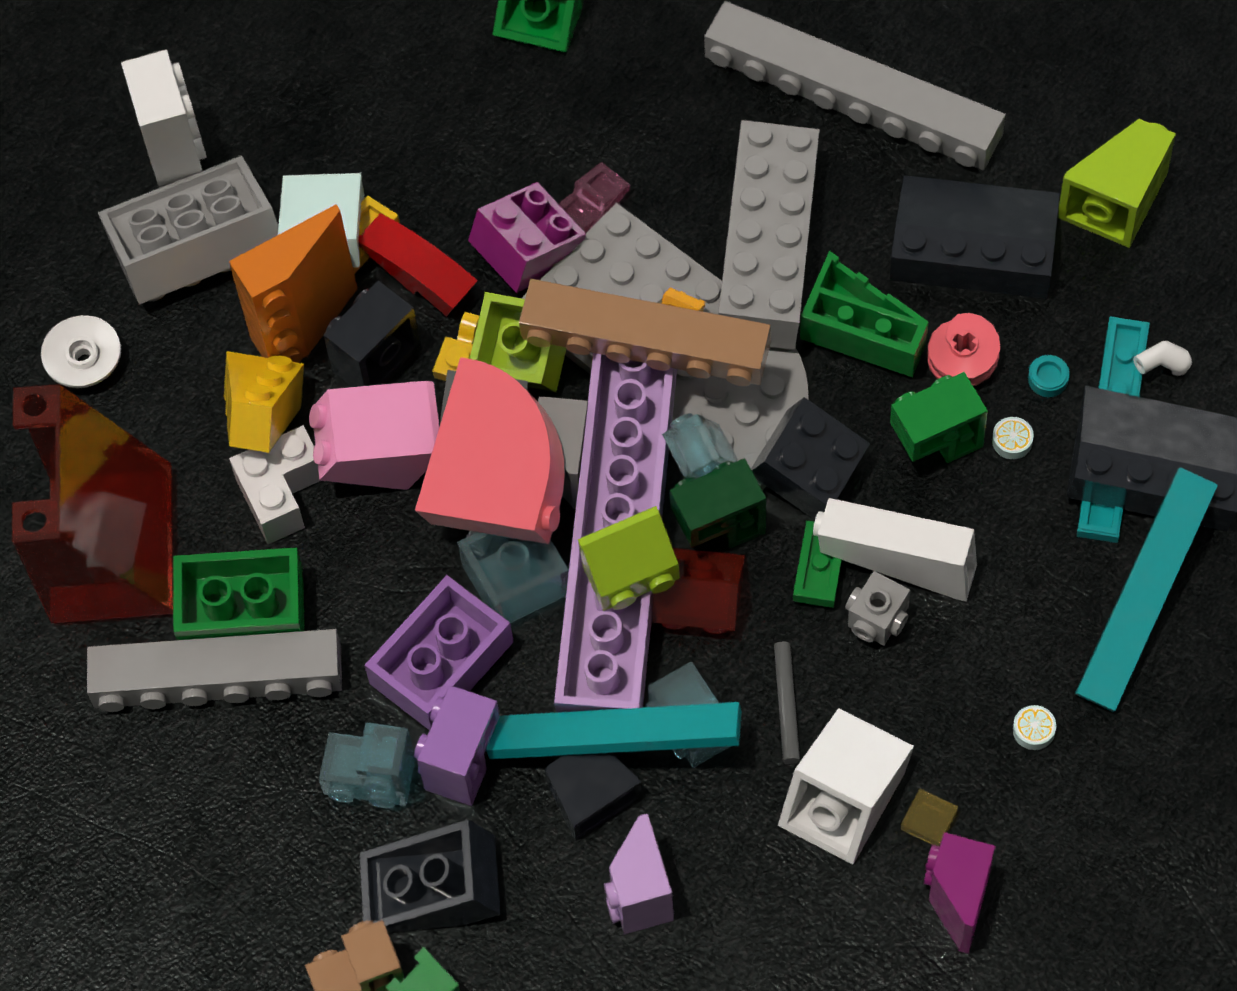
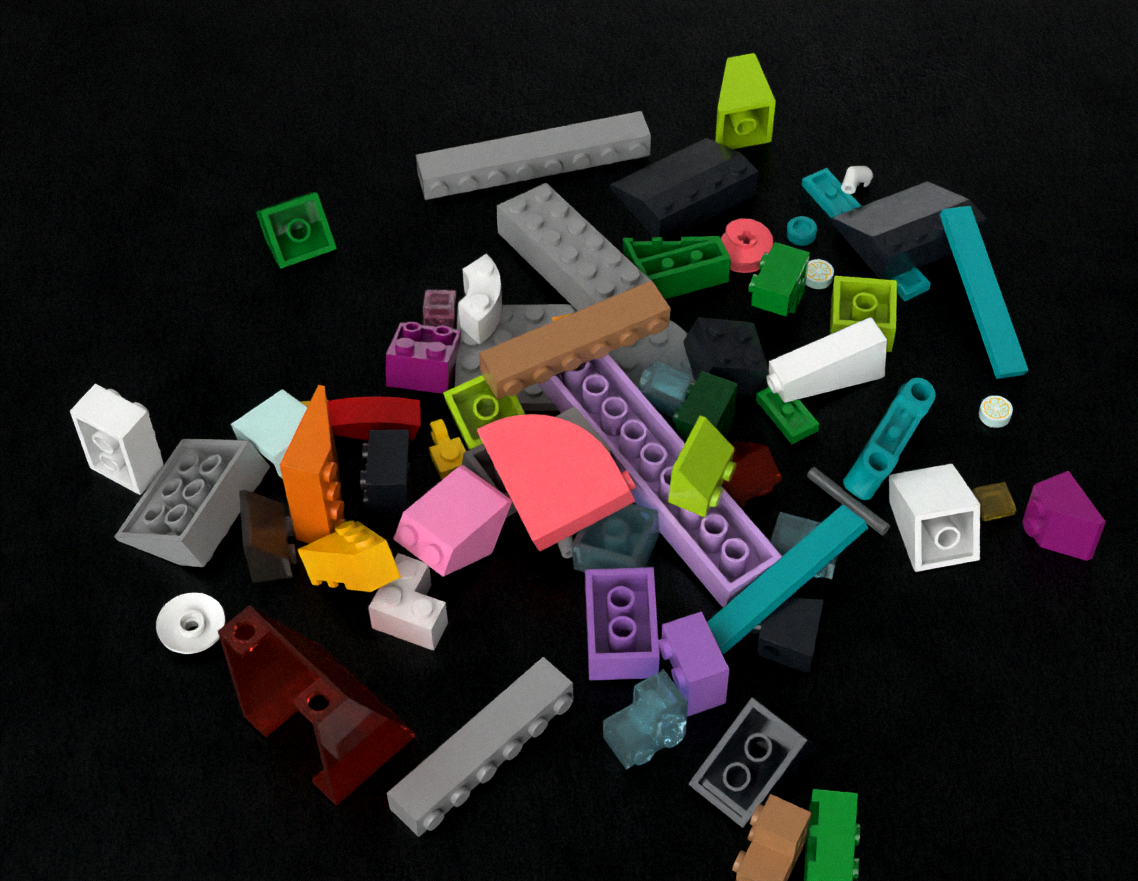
camera: 45 degrees left, 10 degrees down
(207, 316) = (266, 537): none -> clear smoke slope
(238, 593) = (455, 685): green brick -> none
(630, 217) = (482, 305): none -> white brick
(639, 885) = (884, 653): lavender slope -> none
(878, 609) = (849, 408): light grey brick -> none
(885, 670) = (890, 438): none -> teal plate
(1006, 516) = (863, 298): none -> lime brick

